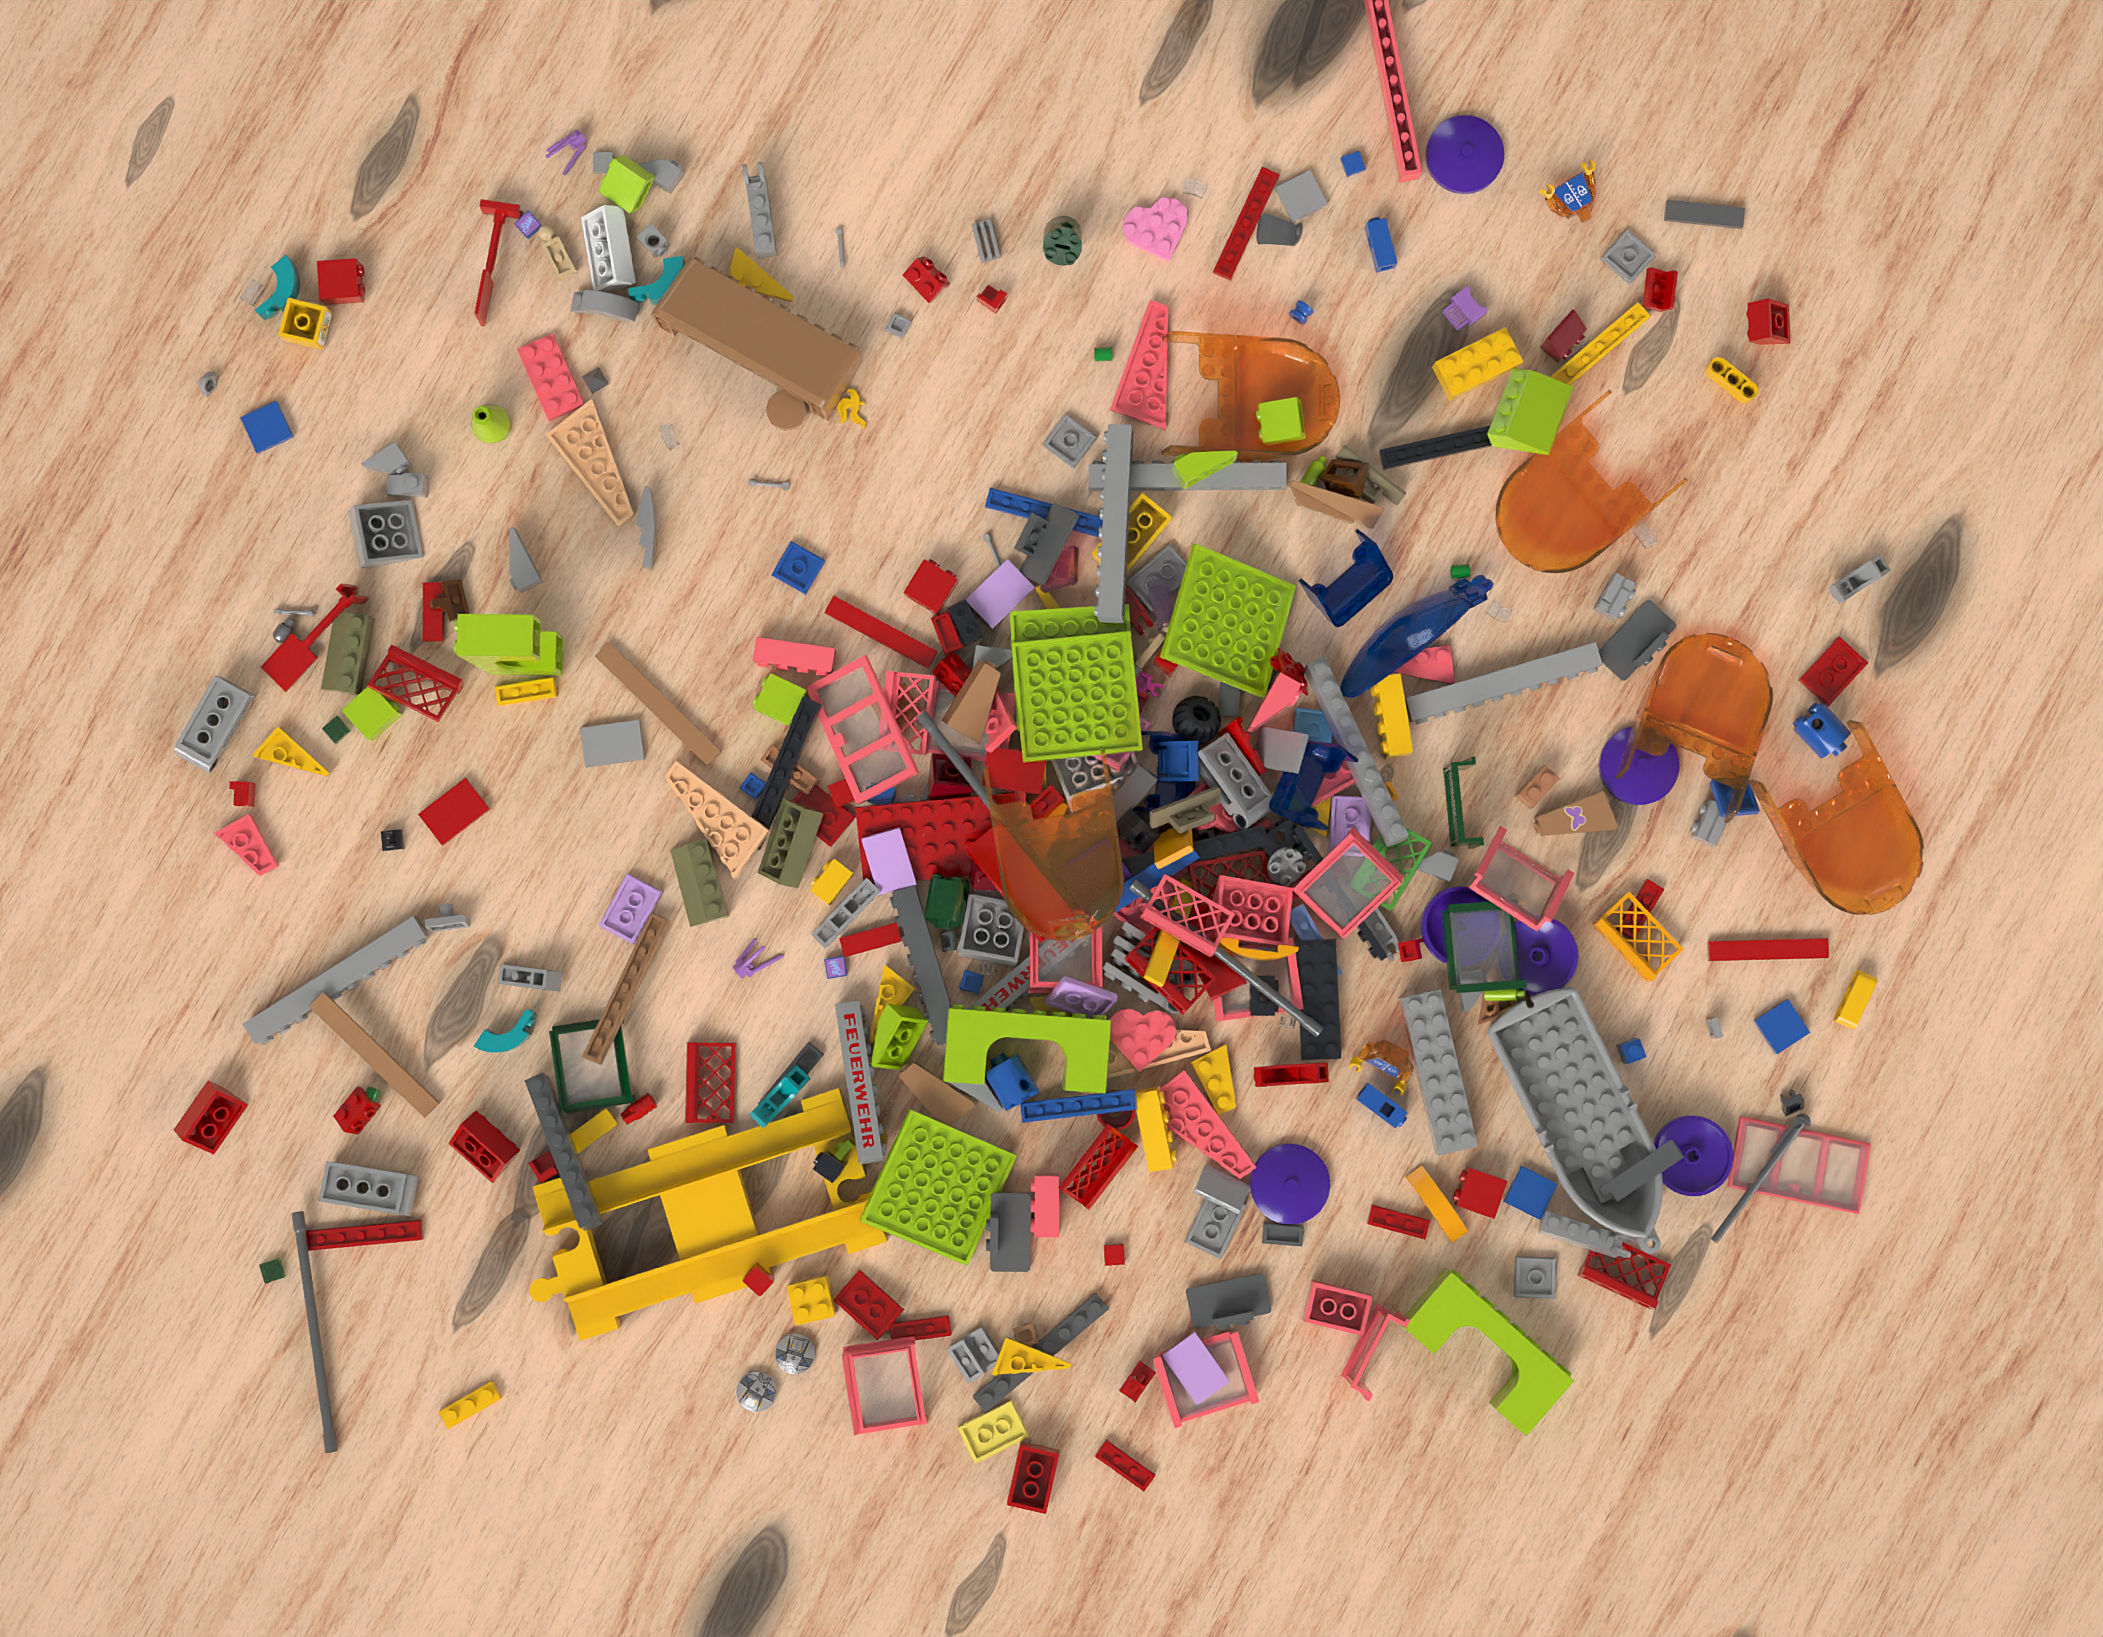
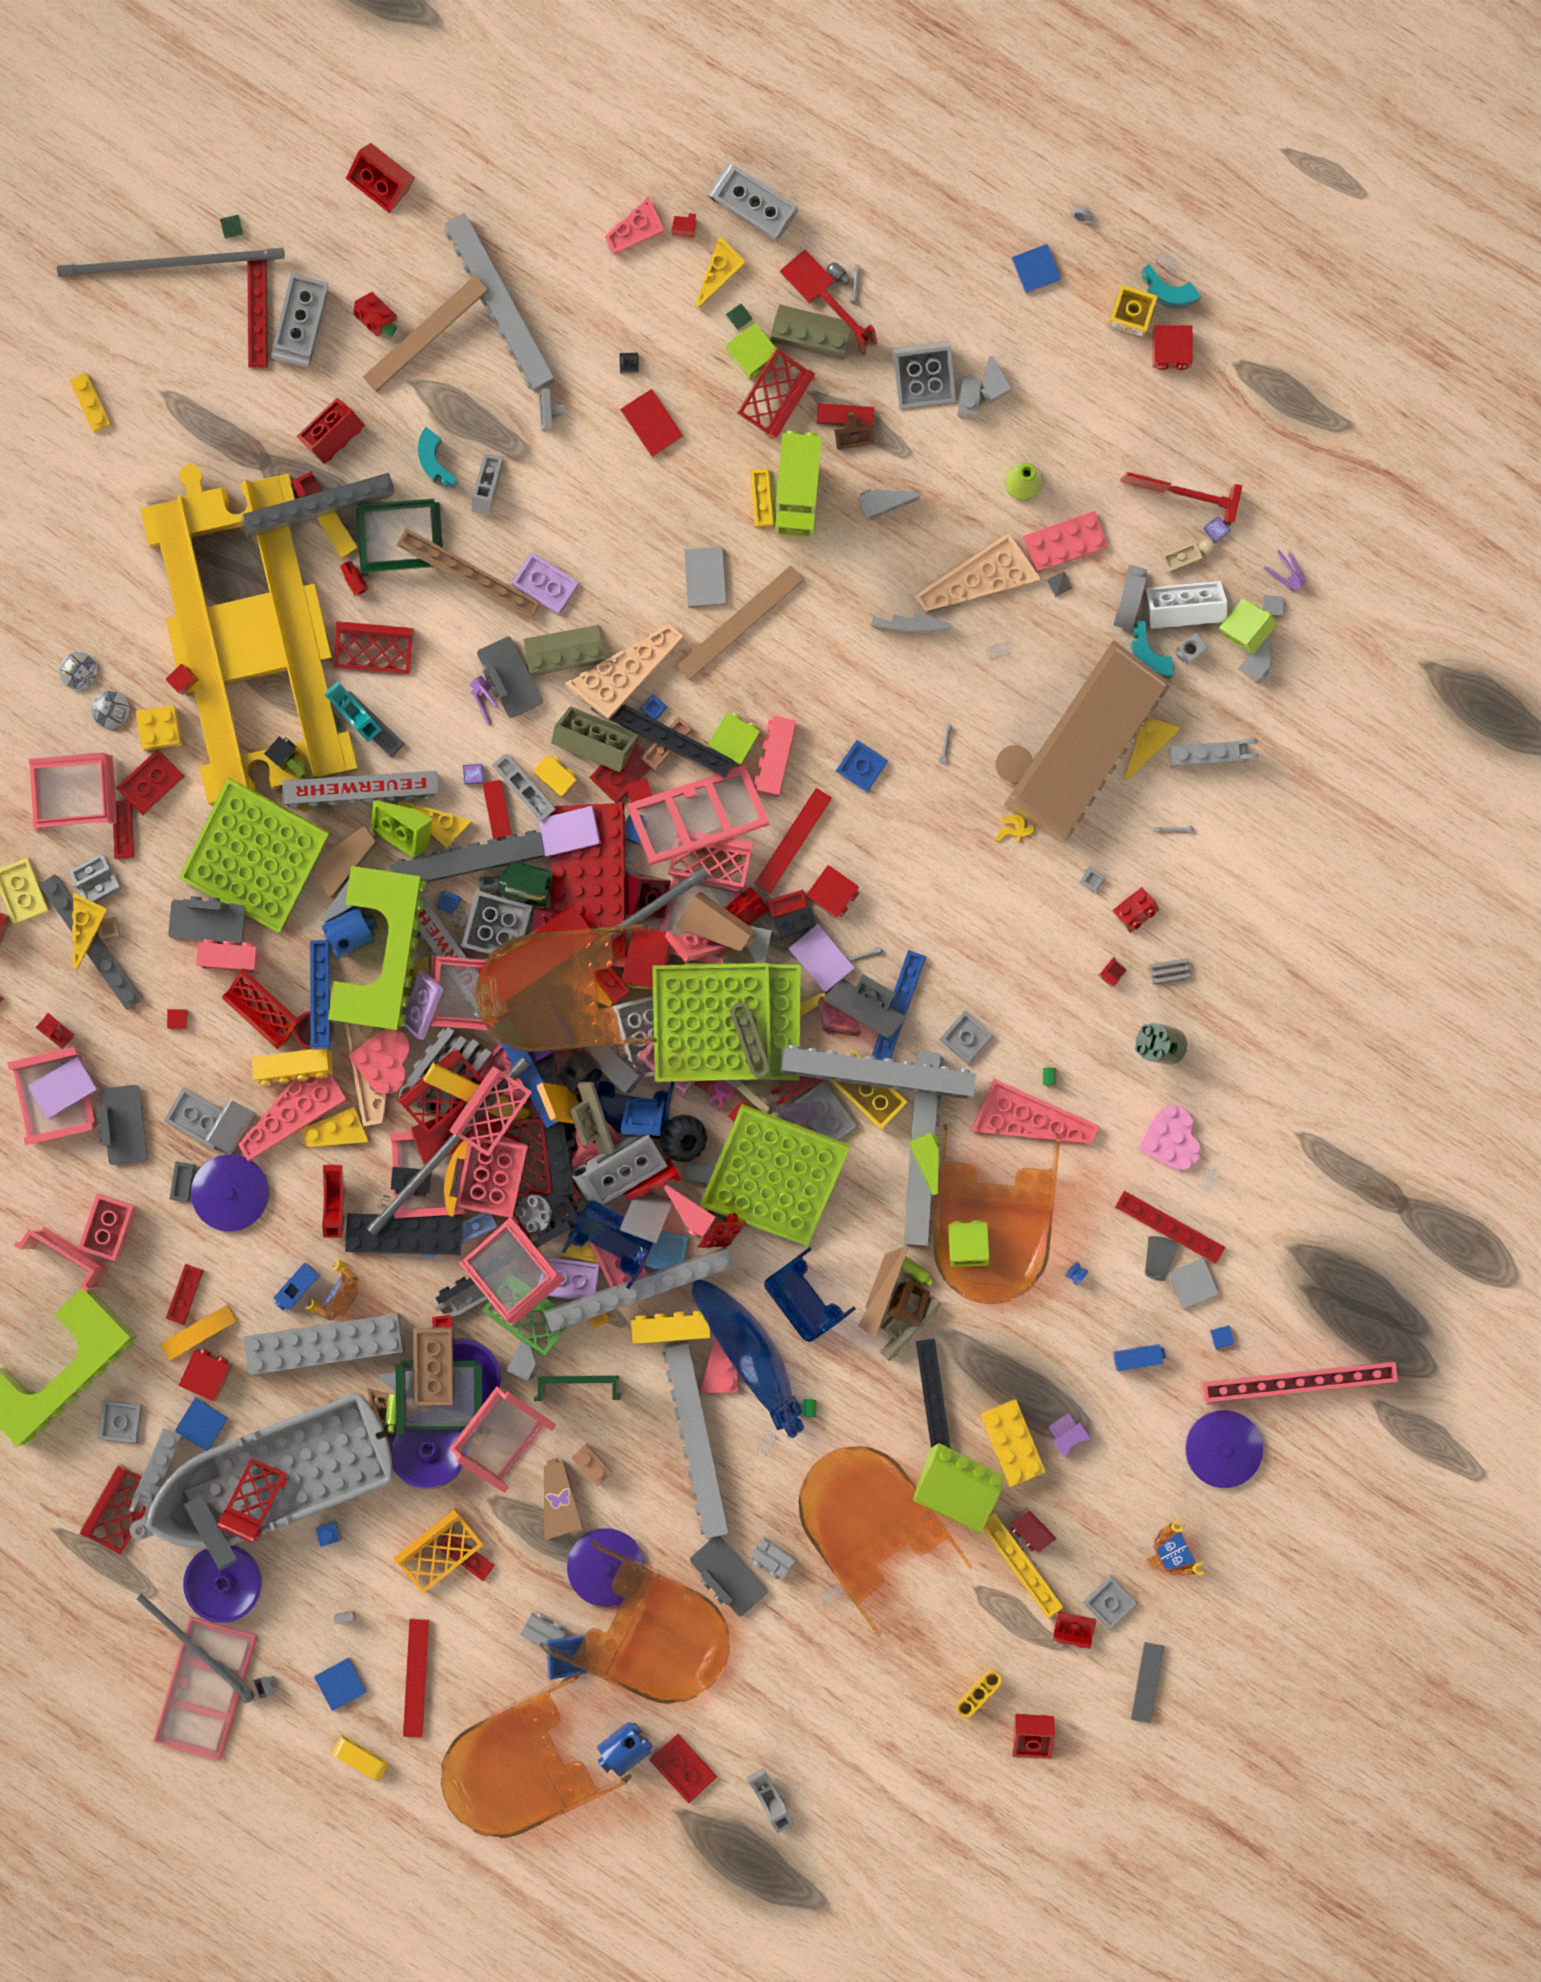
camera: 90 degrees right, 0 degrees up
(731, 938) = (509, 677): none -> dark grey bracket
(1092, 654) = (749, 1040): none -> olive plate
(1453, 955) = (433, 1366): none -> medium nougat tile
(1634, 1137) = (245, 1525): none -> red piece

